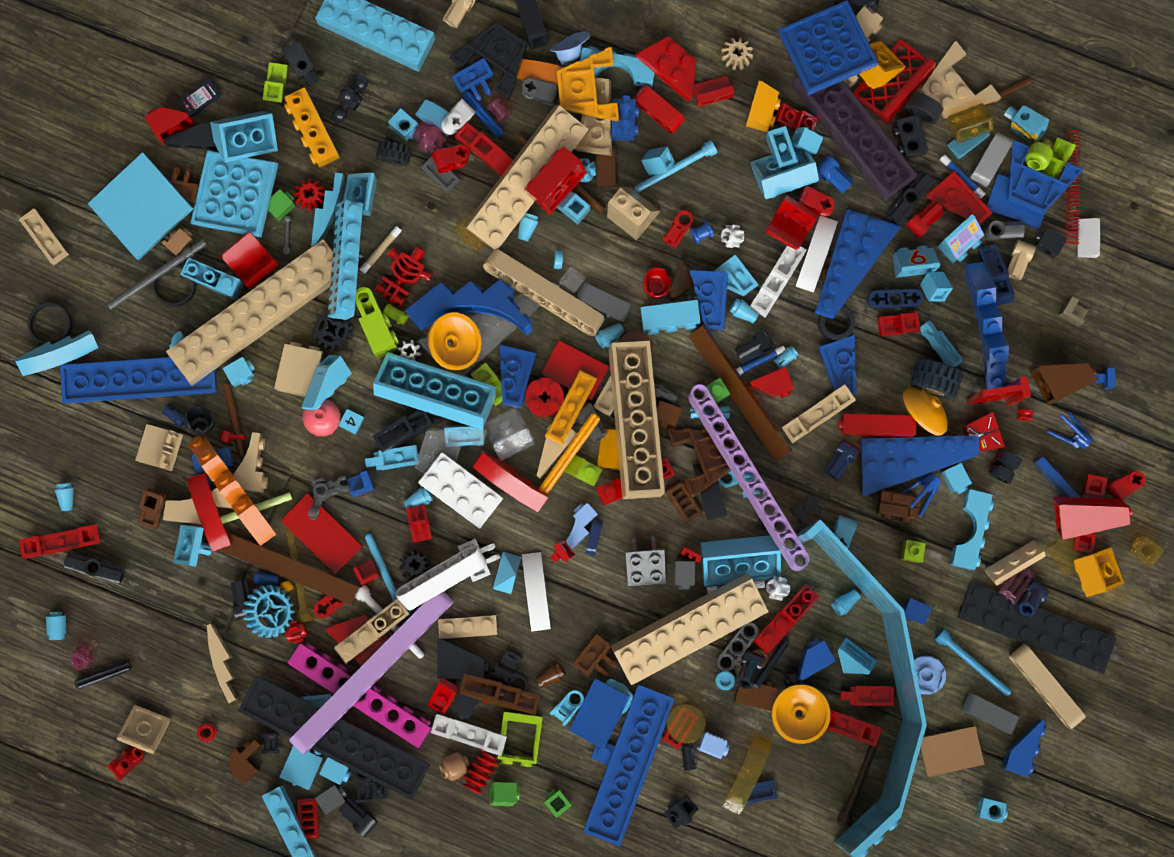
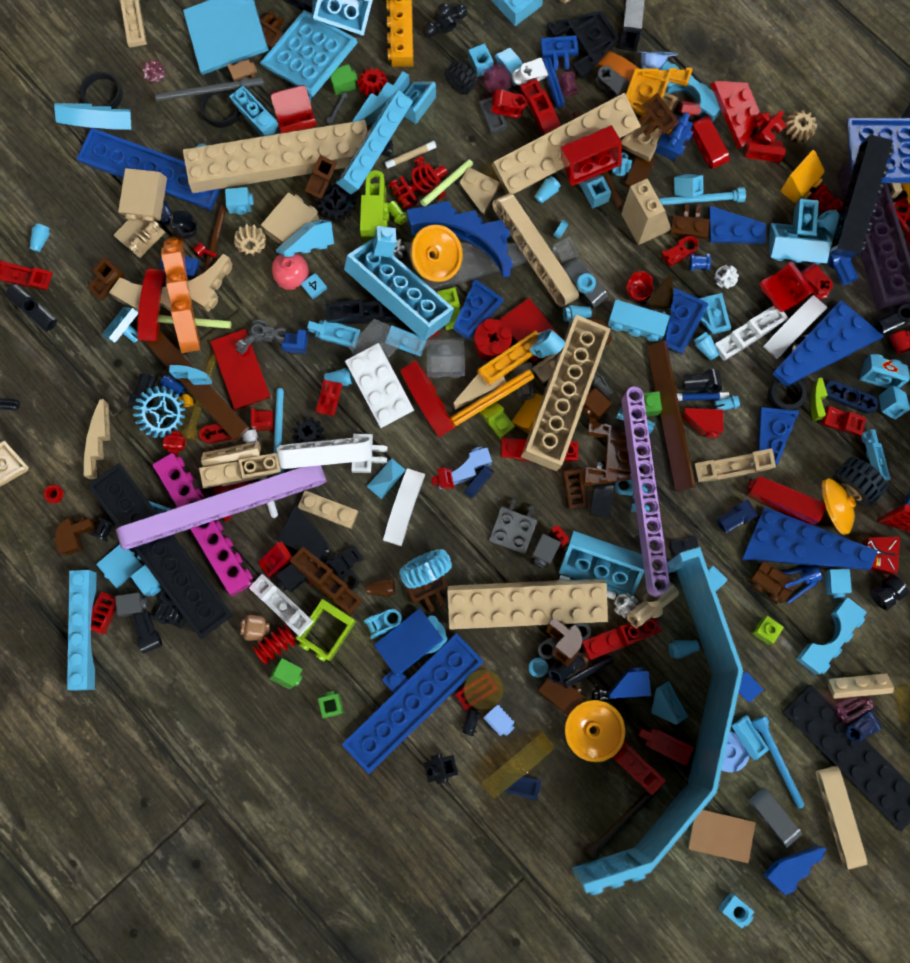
camera: 30 degrees right, 5 degrees down
(92, 280) = (153, 71): none -> clear pink gear
(146, 411) = (142, 195): none -> tan brick
(270, 406) = (249, 239): none -> tan gear
(286, 563) = (194, 375): none -> medium azure slope
(309, 314) = (320, 177): none -> reddish brown brick
(355, 619) = (231, 454): none -> tan plate
(401, 353) = (384, 241): none -> medium azure brick
(429, 264) = (446, 183): none -> yellowish green bar
(462, 254) = (479, 188): none -> tan wing
(584, 641) = (425, 568): none -> medium azure gear
(598, 382) = (547, 344): none -> medium azure piece
(602, 109) = (661, 115): none -> reddish brown hinge
(606, 304) = (586, 283): none -> medium azure tile
(624, 86) = (689, 107): none -> red slope
(677, 200) = (690, 226): none -> reddish brown hinge
(704, 66) = (767, 124): none -> red hips
(718, 183) = (734, 228): none -> blue wing
(743, 646) = (568, 641): none -> brick
(801, 579) = (651, 606): none -> tan piece
(823, 112) = (861, 196): none -> black brick
(864, 310) = (818, 393): none -> lime slope
(938, 654) = (750, 737): none -> medium azure tile

